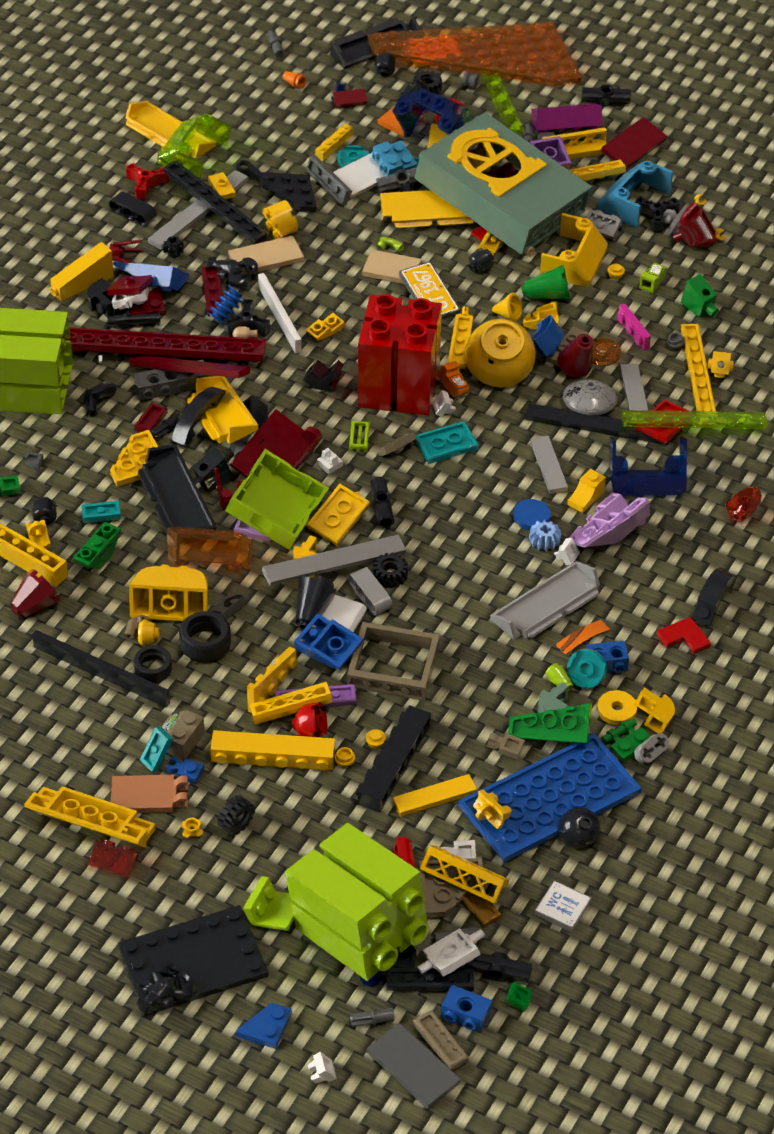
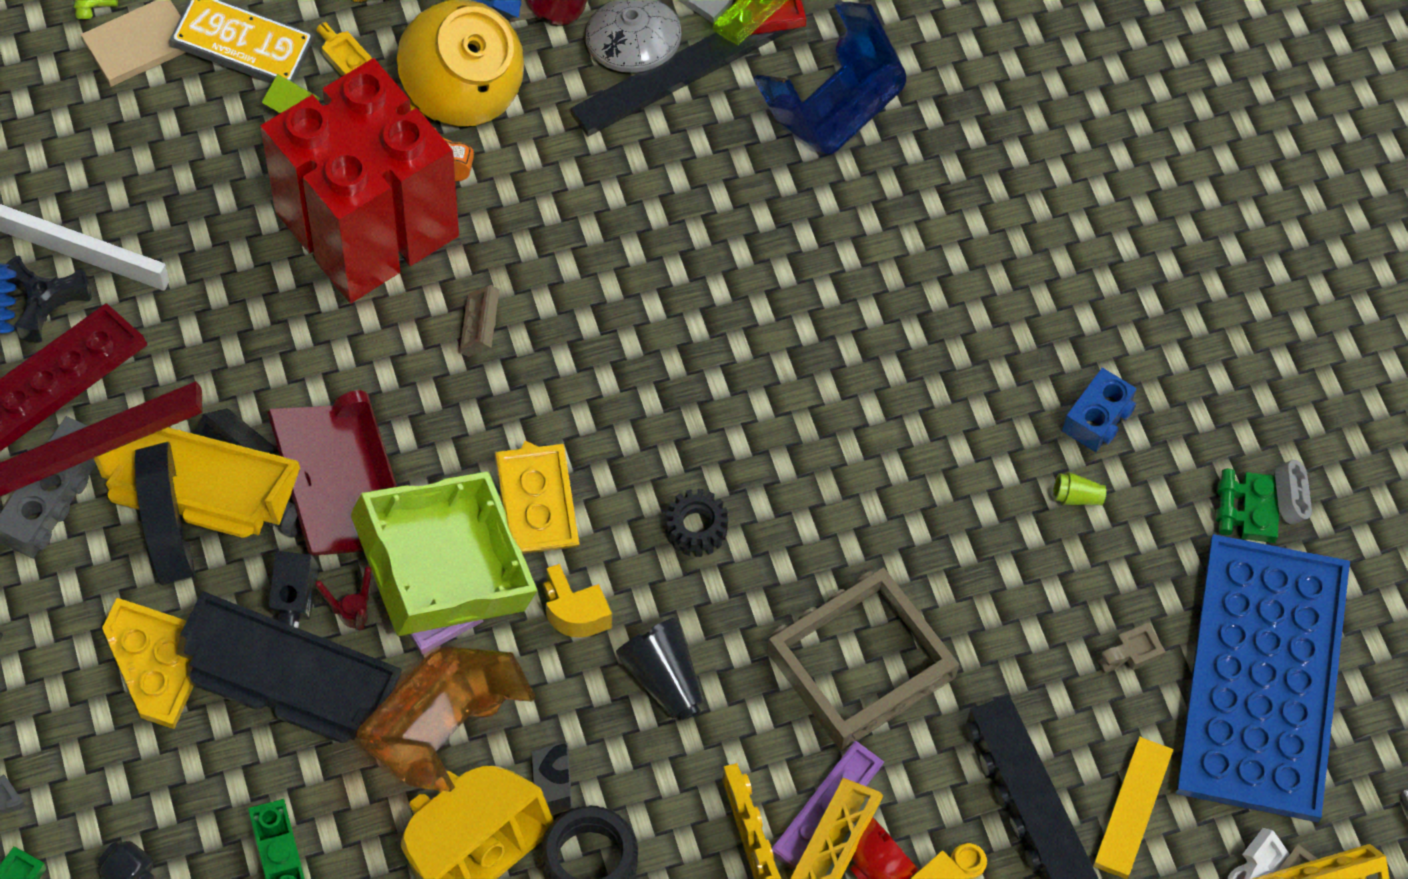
camera: 50 degrees left, 15 degrees up
(101, 511) = (204, 792): teal plate -> none
(151, 418) = (89, 574): dark red tile -> none
(166, 427) = (131, 567): black axle -> none
(244, 332) = (60, 319): tan cylinder -> none
(322, 377) = (259, 298): black brick -> none
(326, 328) = (162, 213): yellow slope -> none
(327, 642) = (761, 711): blue slope -> none
(329, 461) = (419, 425): white tile -> none
(332, 560) = (622, 580): light grey tile -> none
(345, 612) = (720, 657): white tile -> none
(358, 446) = (437, 359): lime tile -> none
(370, 591) = (710, 579): light grey beam -> none
(375, 738) = (972, 794): yellow plate -> none
(382, 502) = (583, 439): black piece -> none
(443, 403) = (469, 204): white tile -> none
(446, 442) = (533, 259): teal tile -> none
(489, 808) = (1241, 768): yellow hips -> none
(529, 512) = (765, 276): blue tile -> none
(545, 535) = (823, 294): light blue gear -> none
(548, 601) = (933, 402): light grey slope -> none
(549, 465) = (699, 181): light grey tile -> none
(553, 699) = (1117, 546): sand green brick -> none
(558, 725) = (1170, 566): green wing -> none
(567, 551) = (878, 292): white tile -> none
(579, 828) = (1355, 688): black cylinder -> none
(581, 635) = (1027, 403): orange sticker -> none
(587, 668) = (1104, 448): teal tile -> none
(589, 489) = (796, 181): yellow arch -> none
(612, 521) = (882, 206): lavender wedge -> none
(620, 699) = (1190, 453): yellow tile -> none
(660, 710) = (1248, 429): yellow brick -> none
(686, 631) = (1136, 284): red tile -> none
(711, 595) = (1119, 192): black arch -> none
(743, 503) = (996, 36): clear red piece -> none

